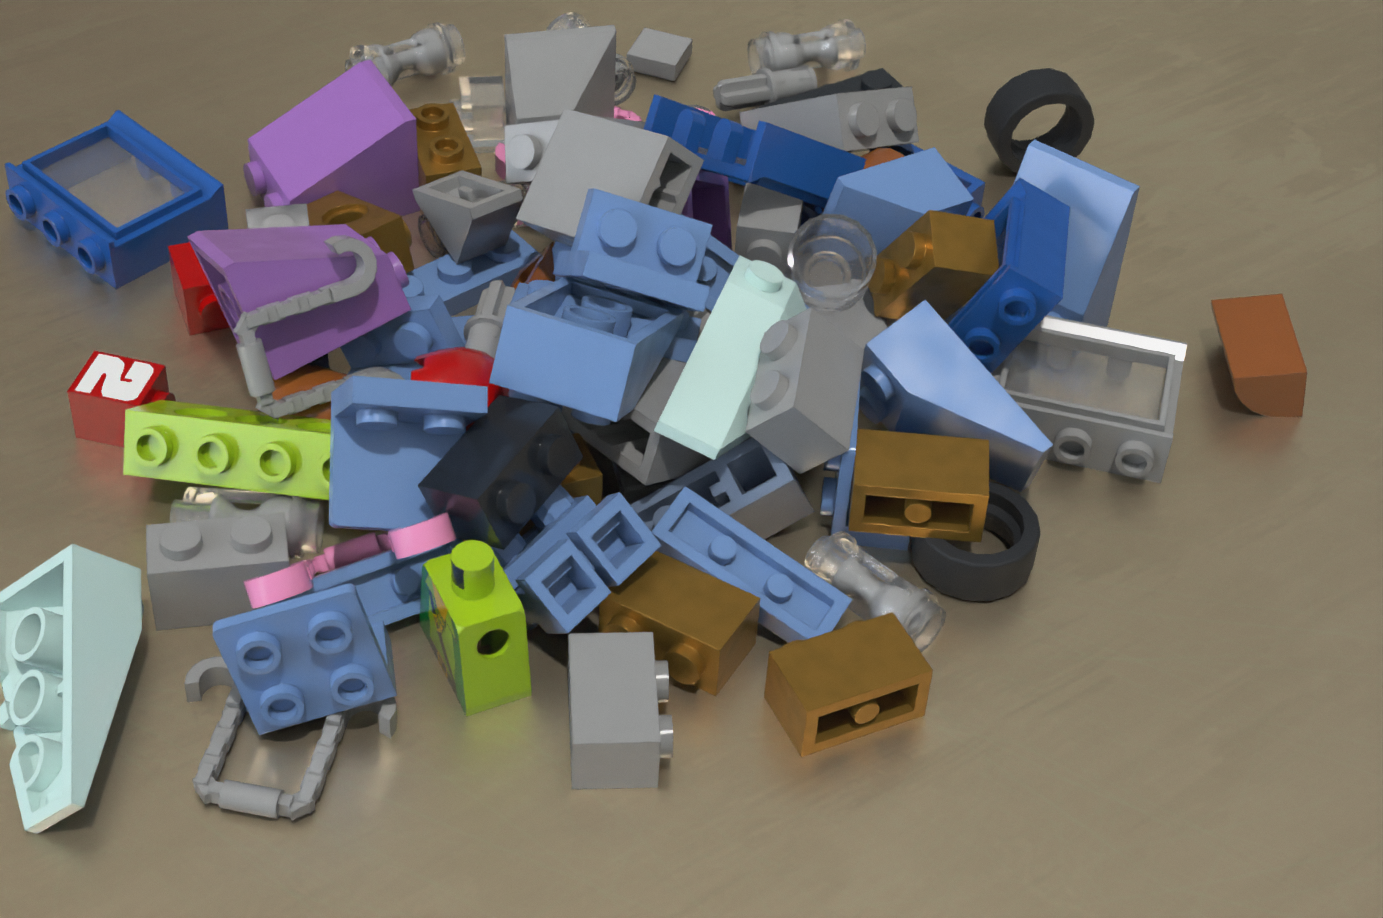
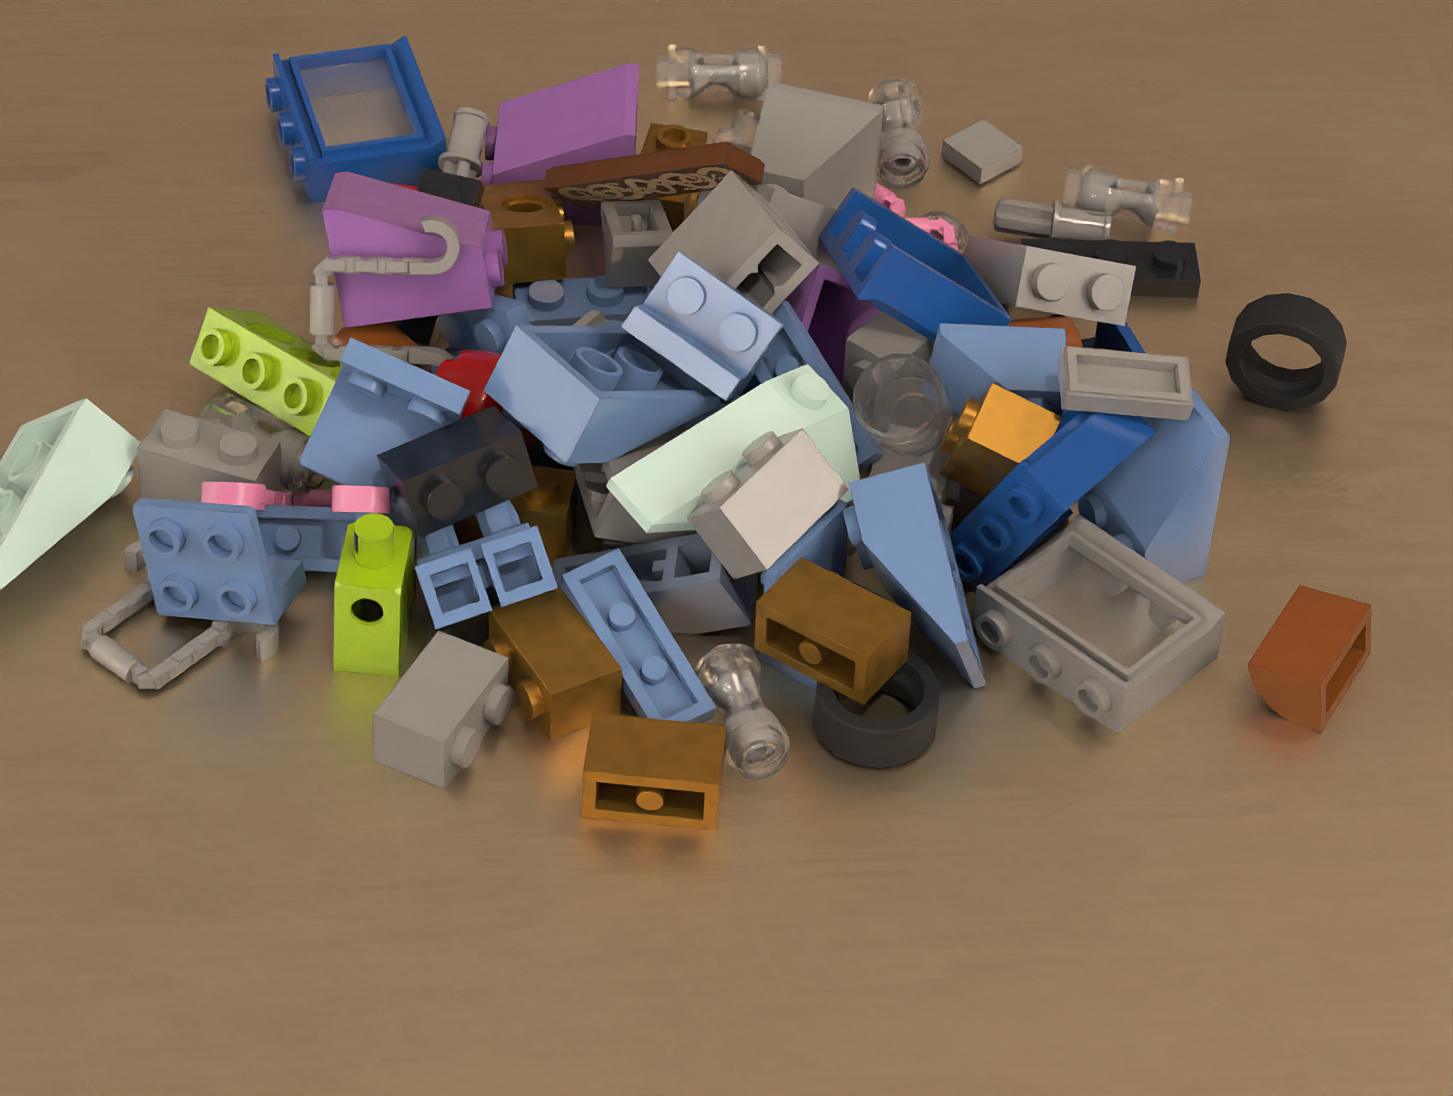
camera: 30 degrees right, 0 degrees up
(108, 388) = (231, 284): red brick -> none
(239, 184) = (465, 143): none -> light grey axle
(460, 145) = (652, 174): none -> reddish brown tile
(1033, 171) = (1125, 383): none -> light grey tile

